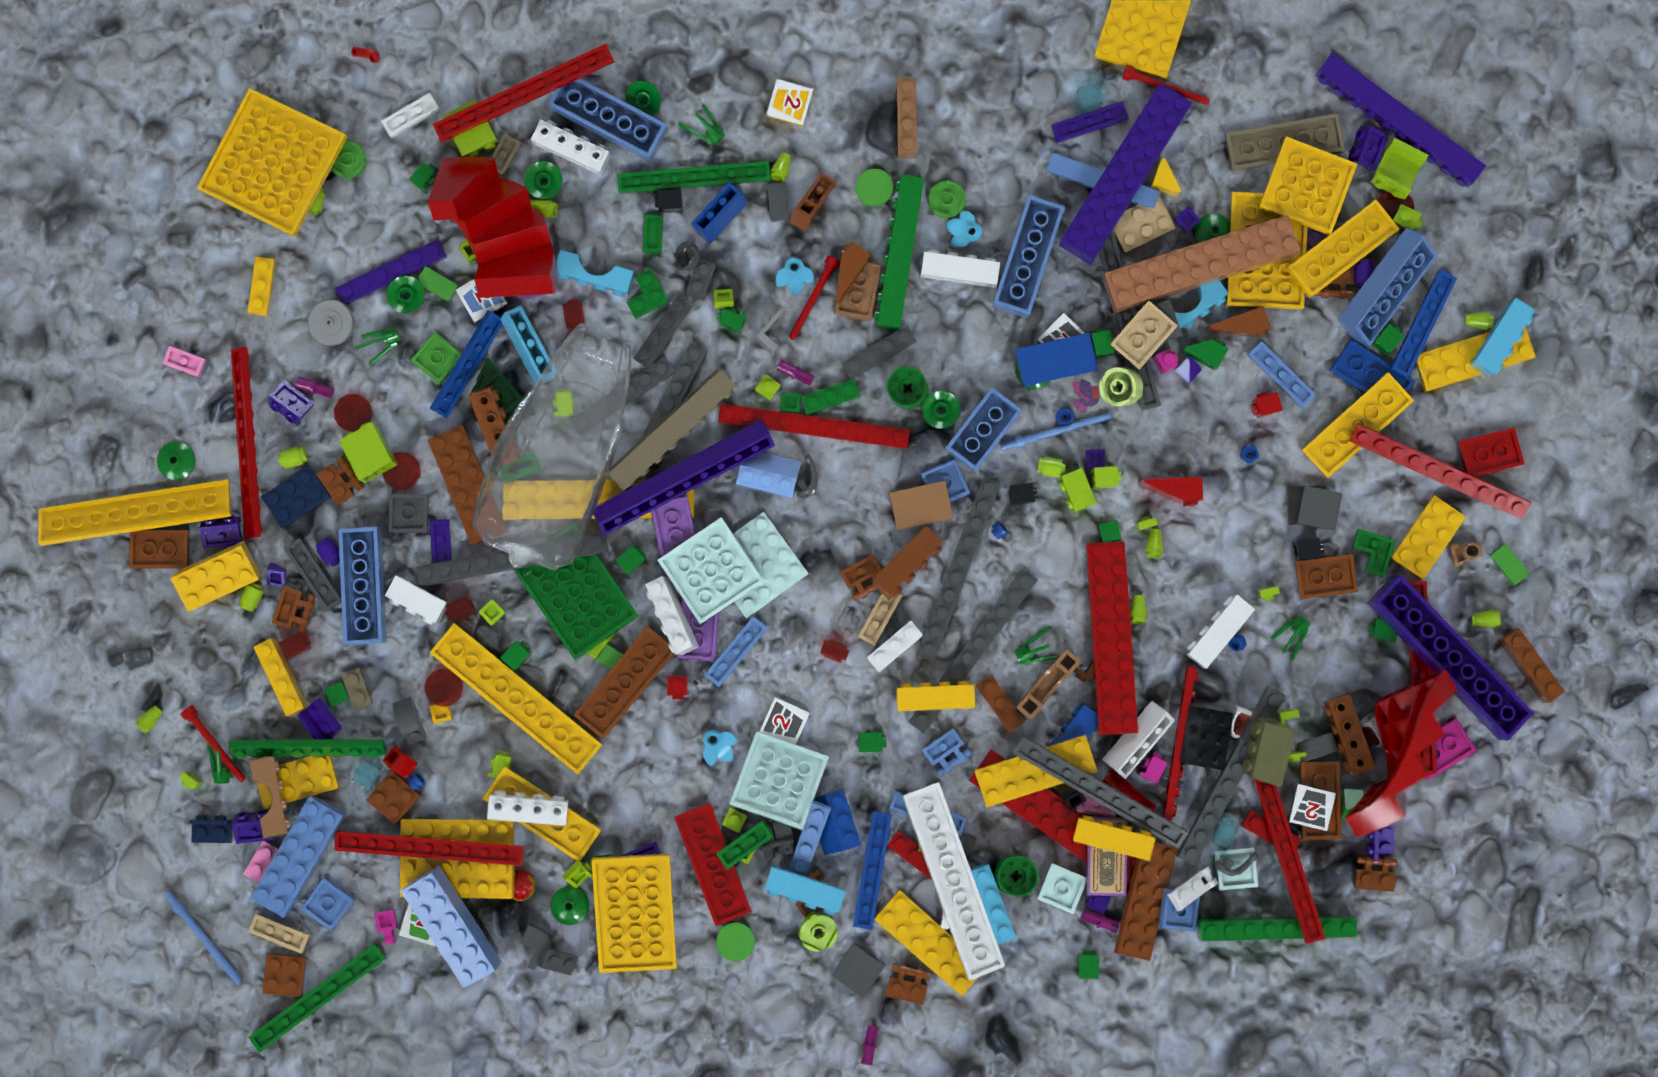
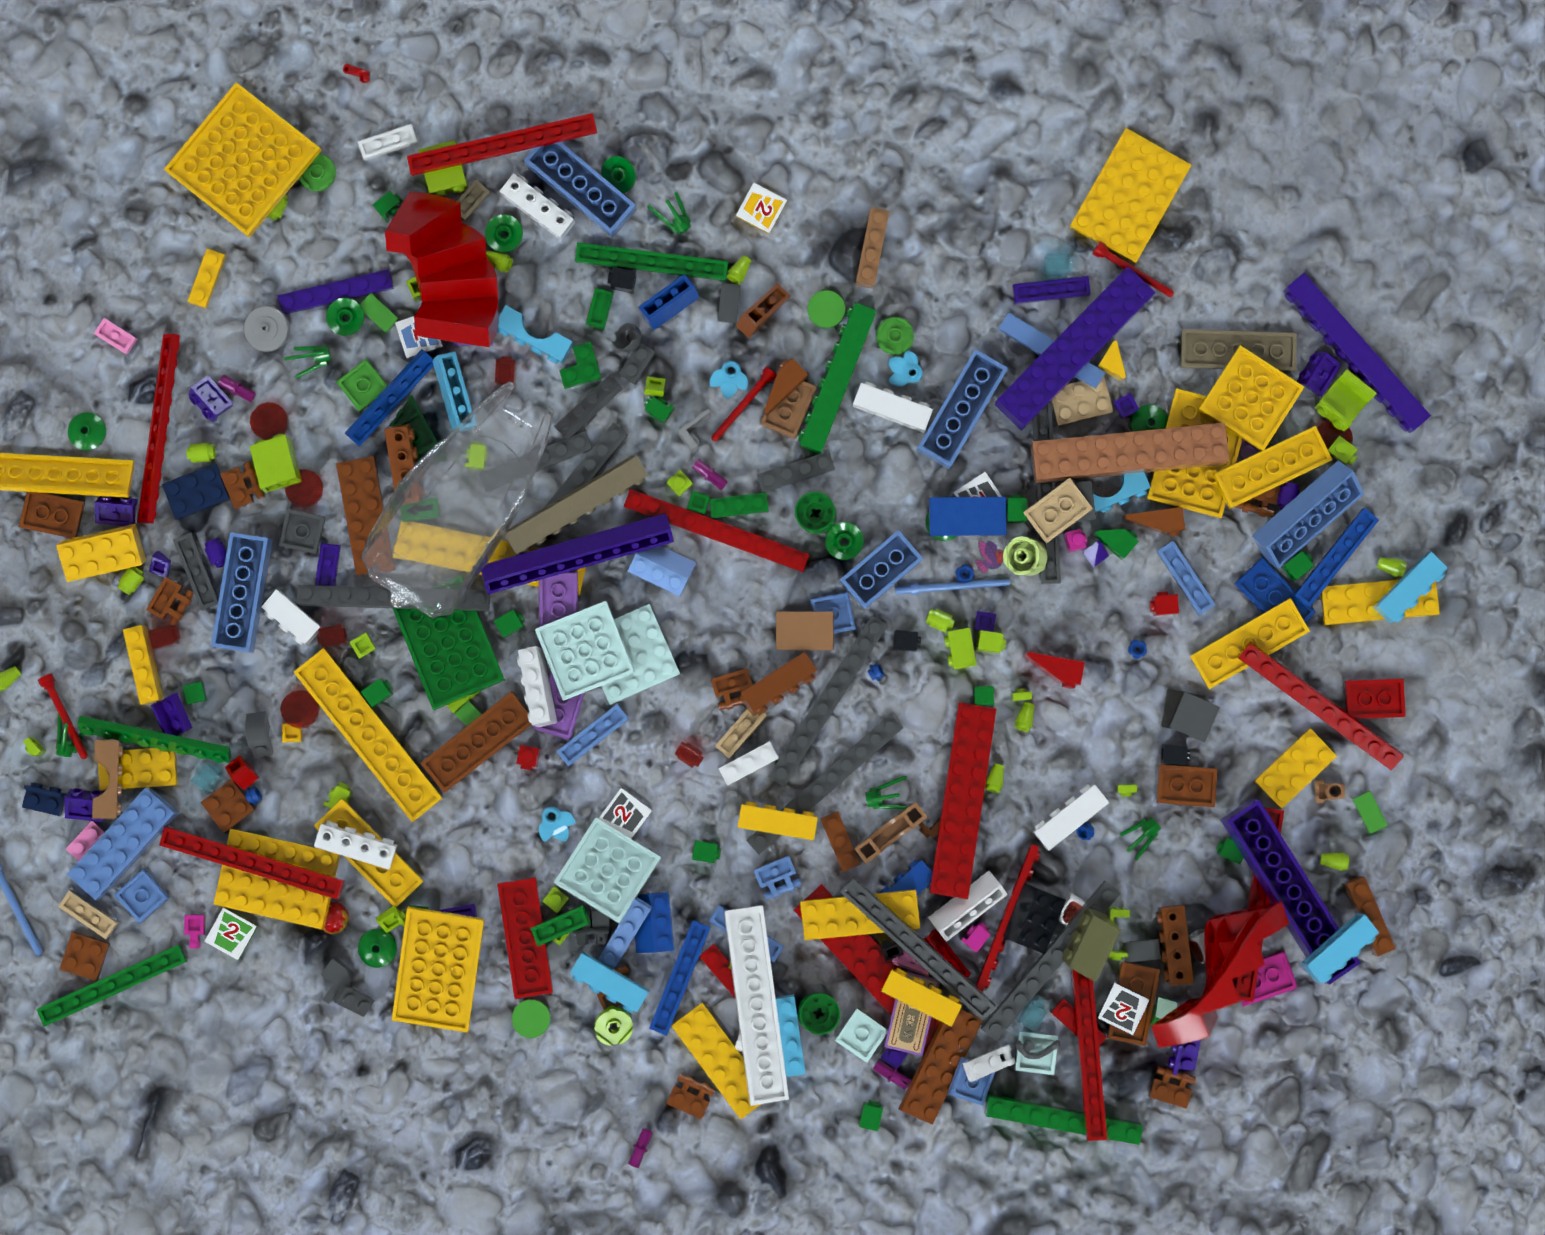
camera: 10 degrees right, 0 degrees up
(357, 688) = (215, 692): dark tan plate -> none
(451, 926) = (256, 944): medium blue brick -> none
(807, 490) = (697, 592): dark grey piece -> none
(858, 970) = (645, 1072): dark grey tile -> none
(1379, 549) = (1244, 768): green plate -> none
(1511, 702) = (1340, 948): none -> medium azure brick

